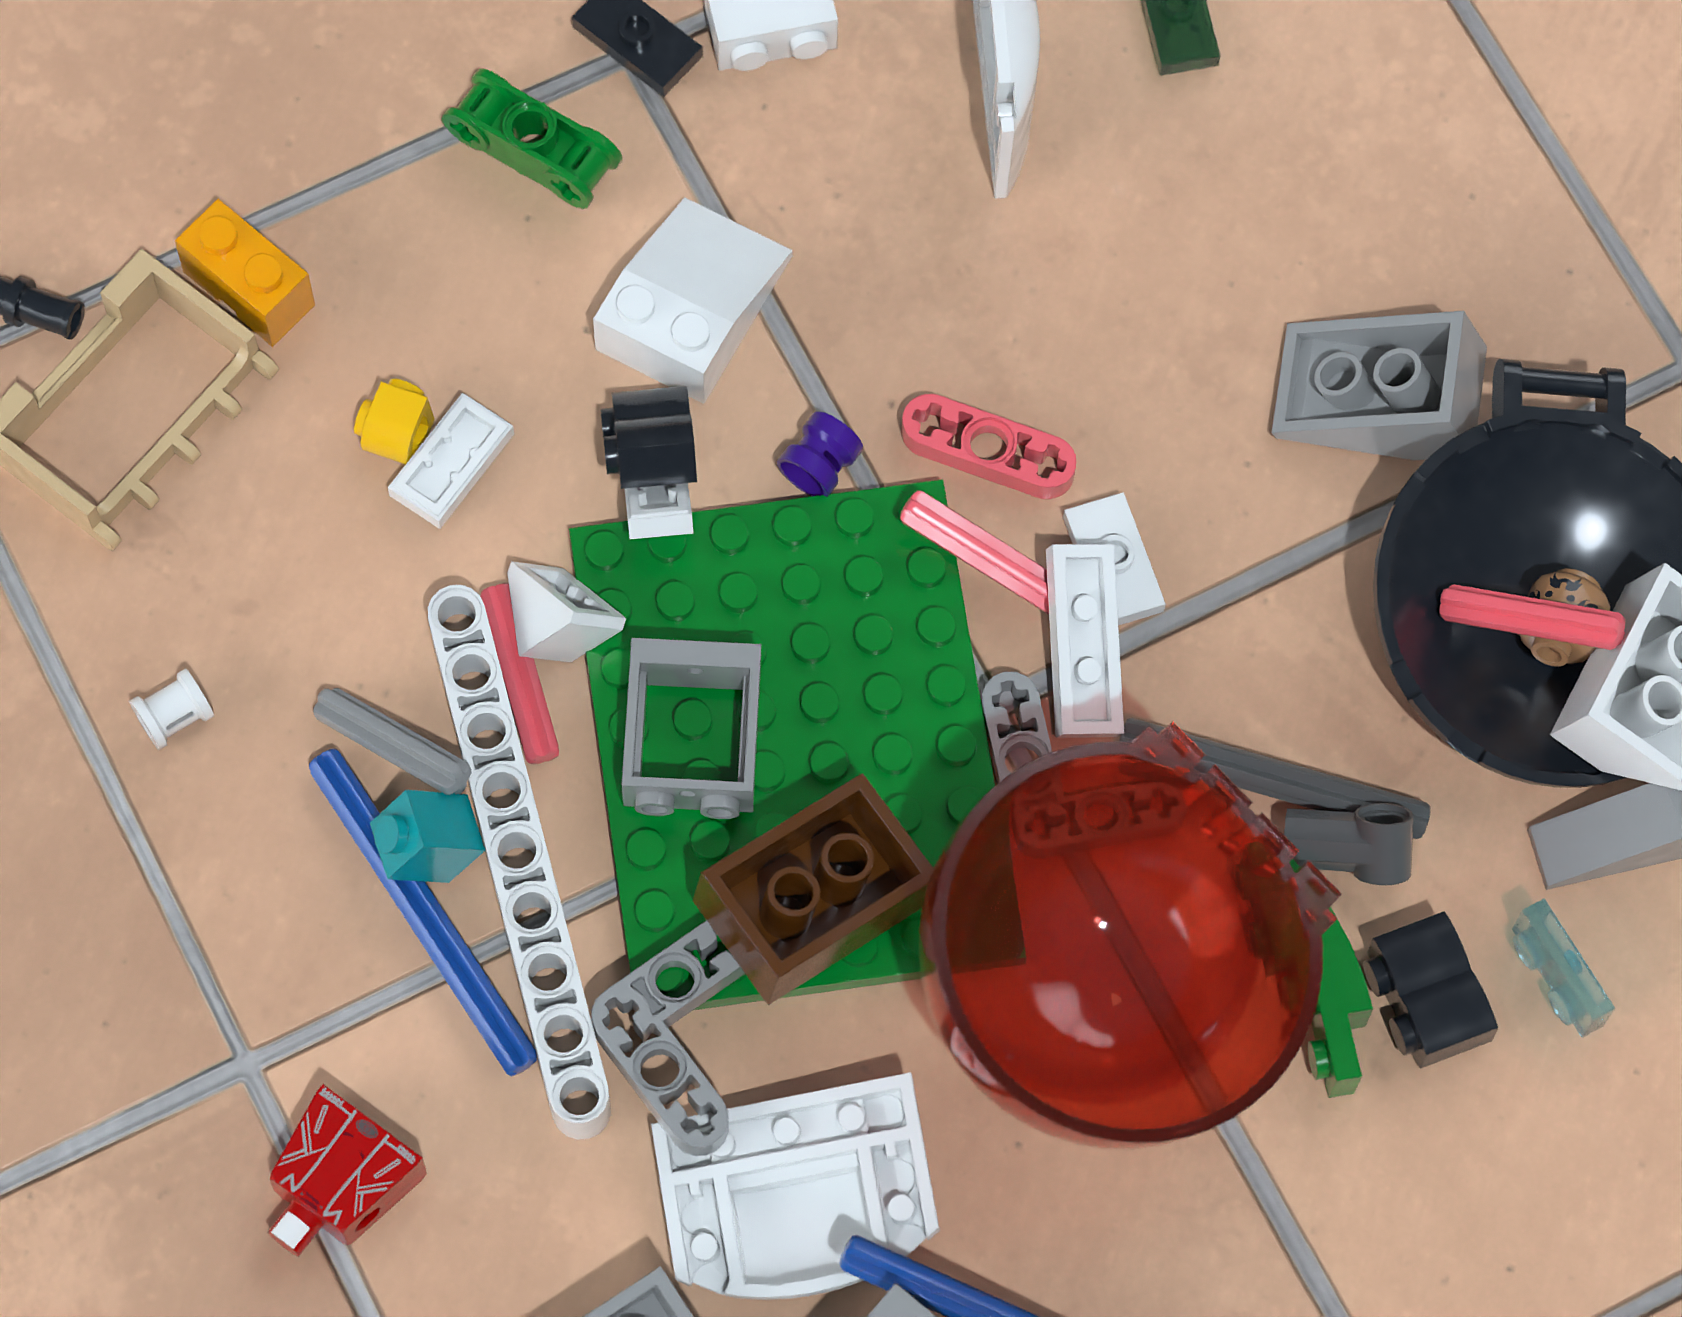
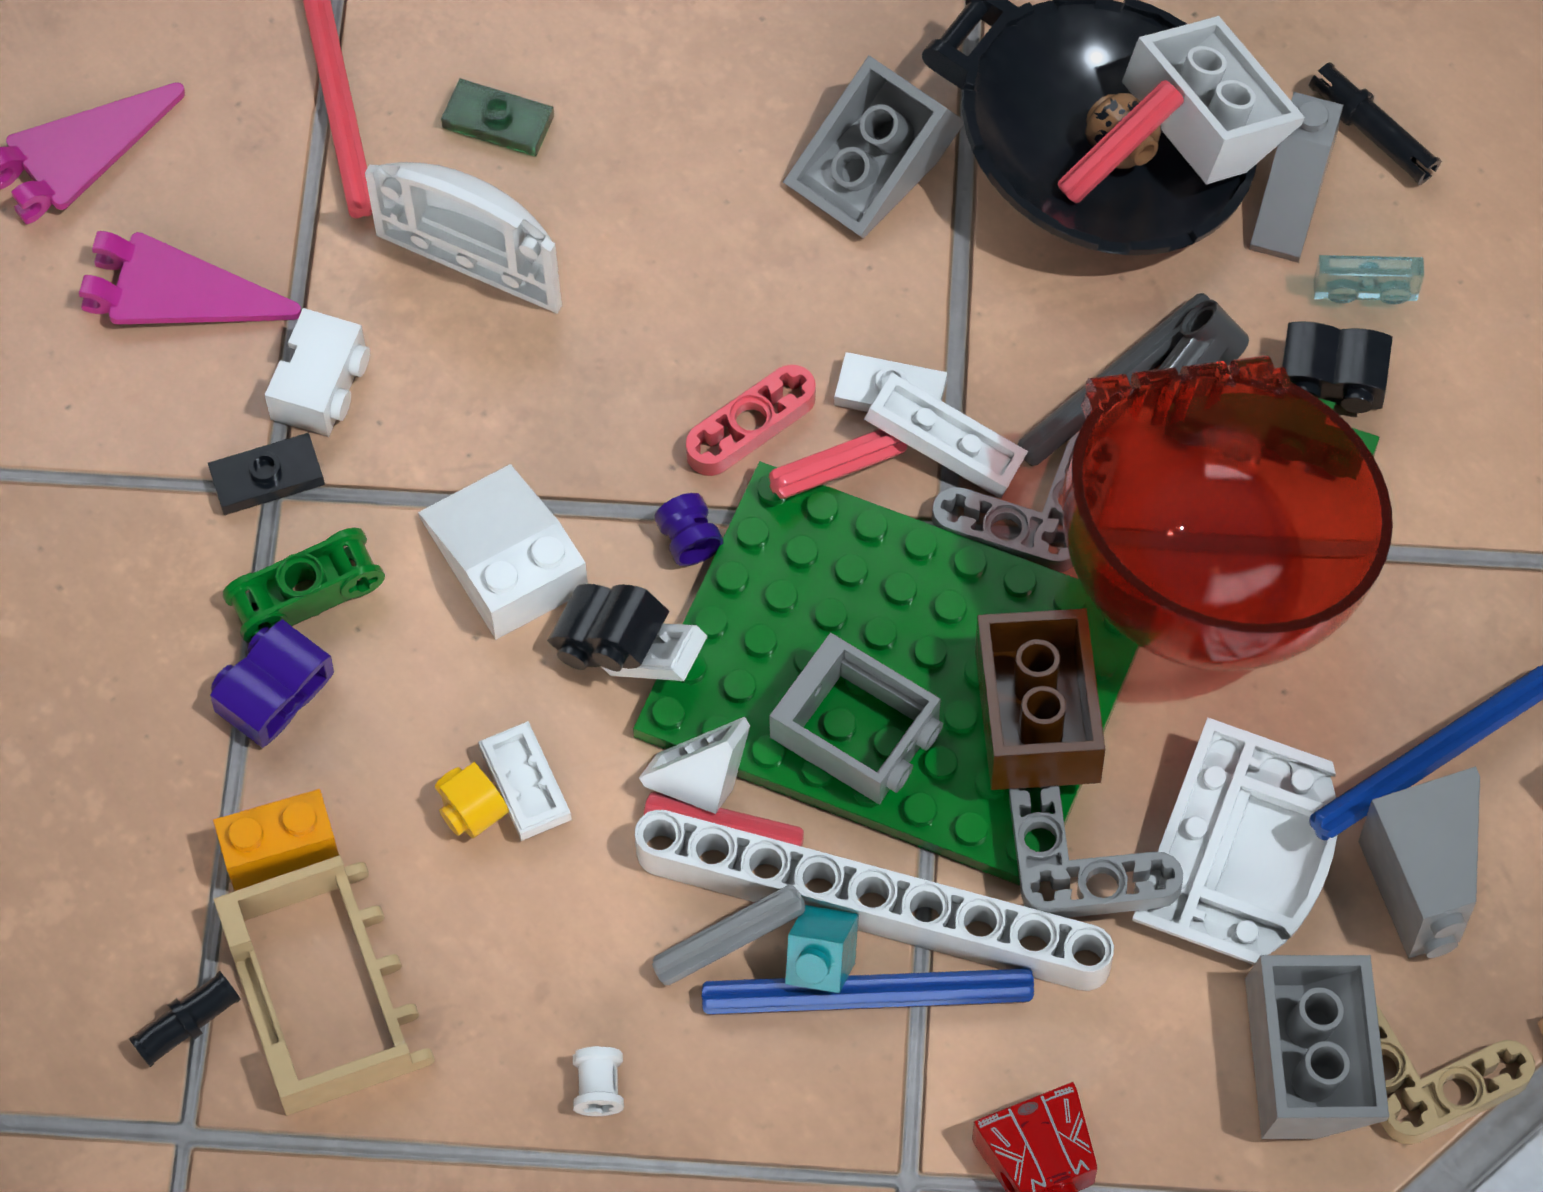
camera: 55 degrees left, 5 degrees down
(410, 170) = (271, 682): none -> dark purple brick

